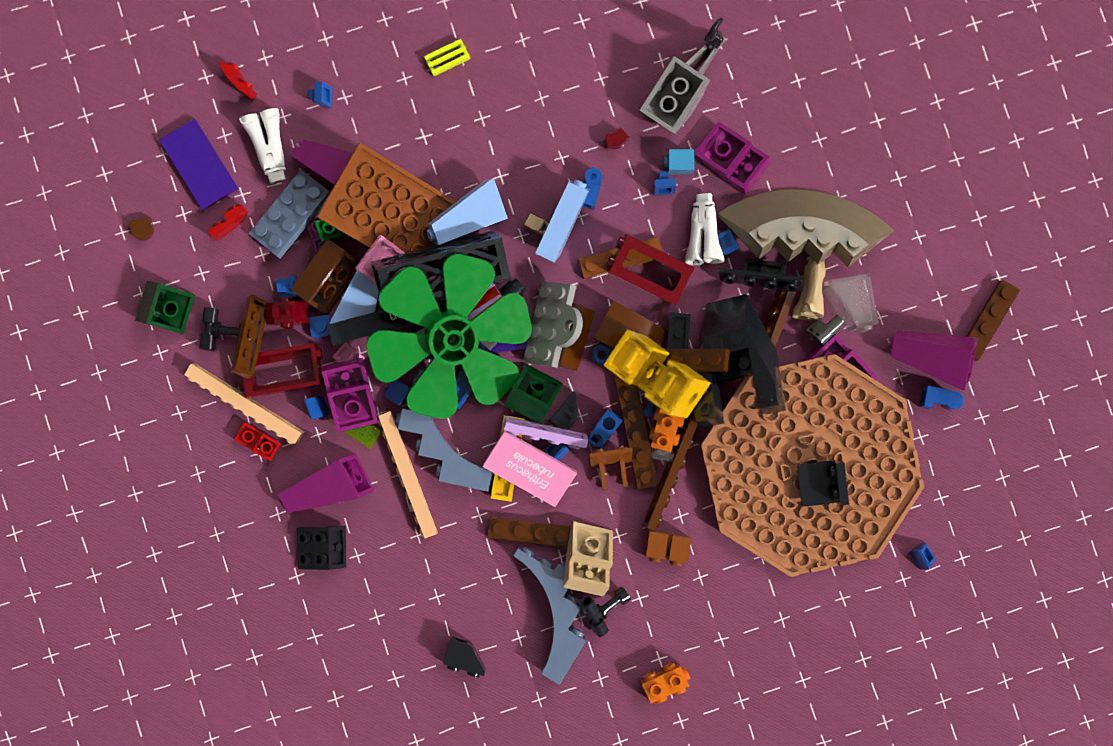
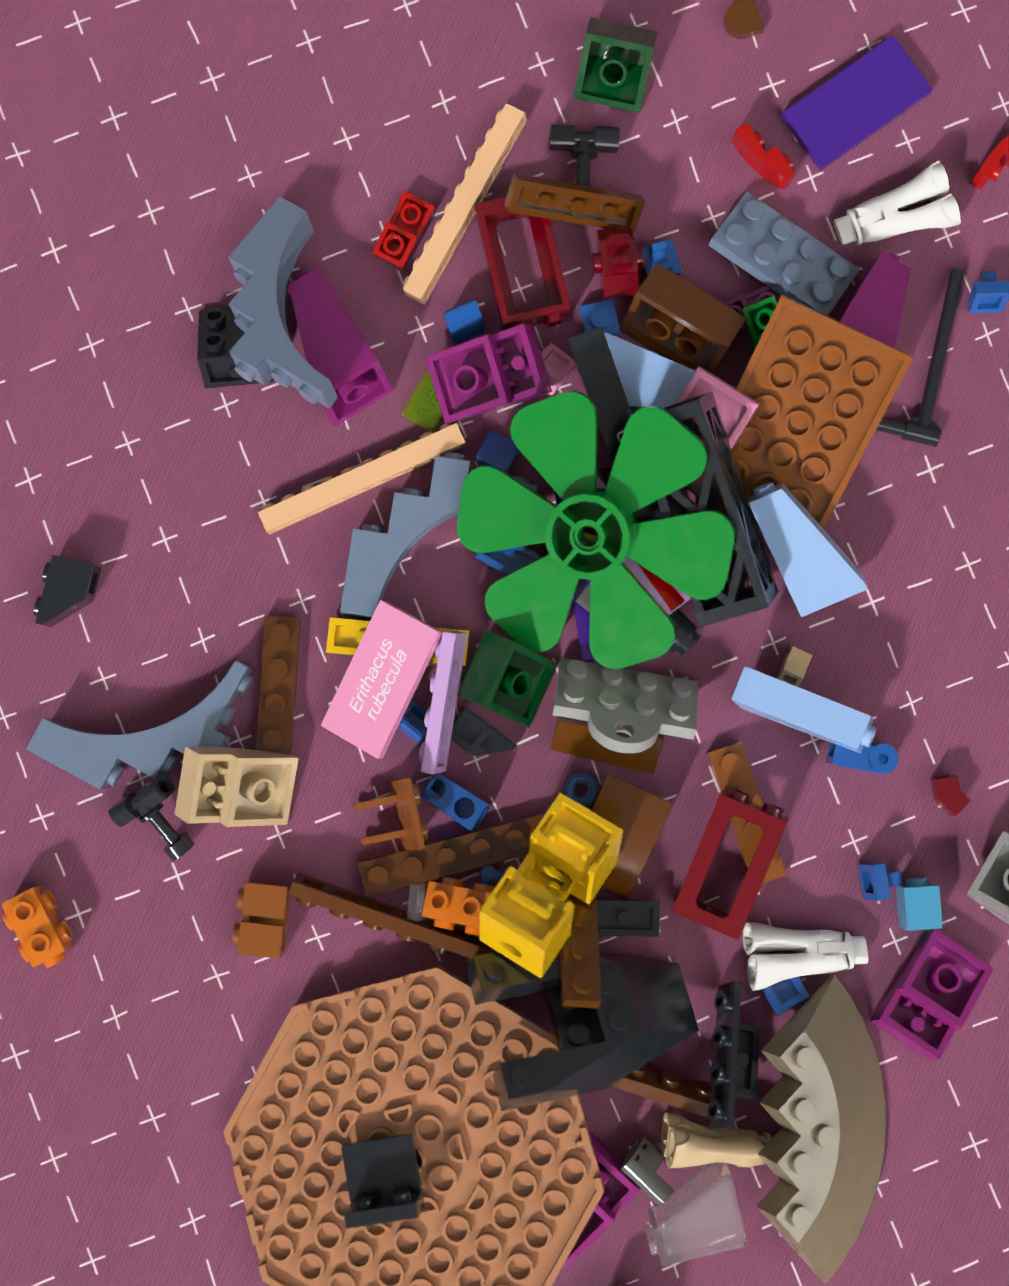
camera: 90 degrees right, 0 degrees up
(275, 526) = (264, 268): none -> sand blue arch
(398, 139) = (922, 428): none -> black bar

